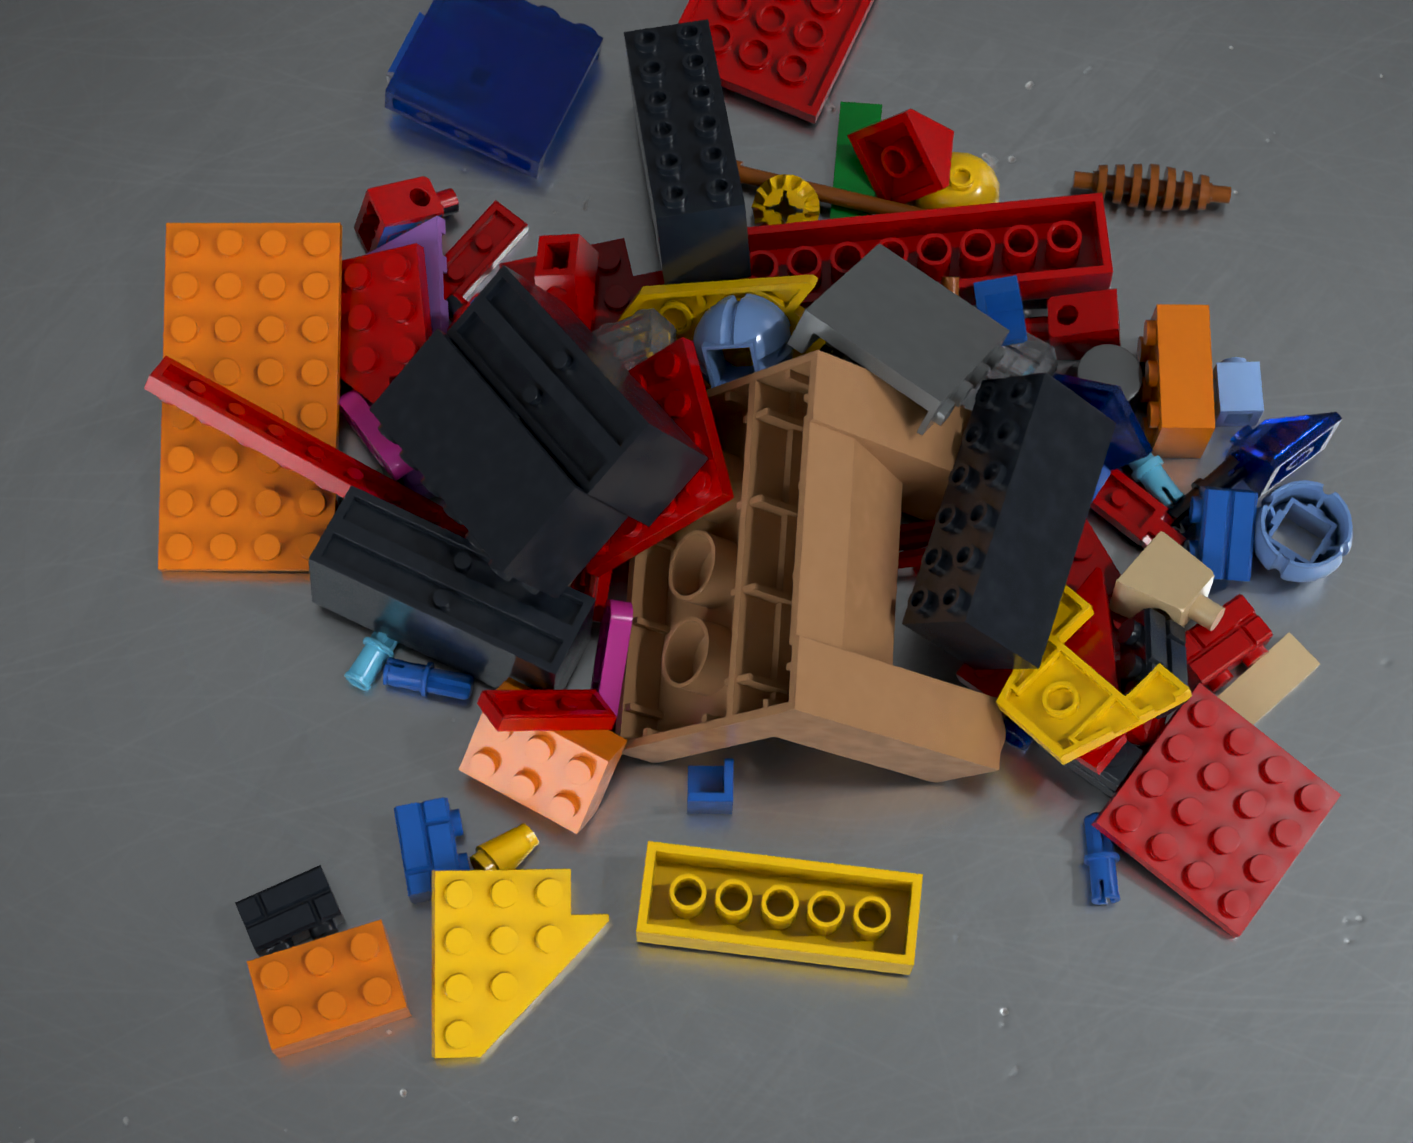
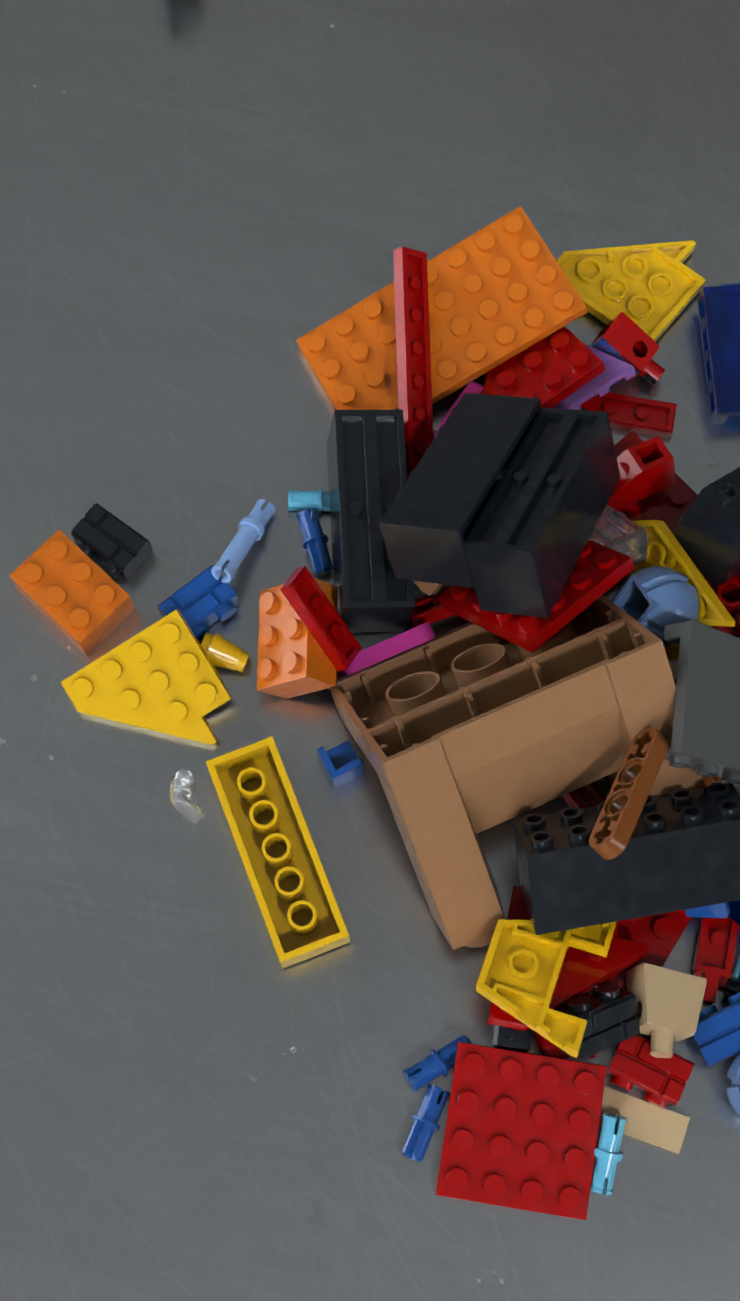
camera: 65 degrees right, 0 degrees up
(322, 159) = (639, 280): none -> yellow wing
(374, 743) = (249, 531): none -> light blue pin
(648, 987) = (181, 796): none -> clear arm
(951, 484) = (628, 794): none -> dark orange beam
(1158, 906) = (425, 1123): none -> blue axle
(1285, 732) = (608, 1153): none -> medium azure pin

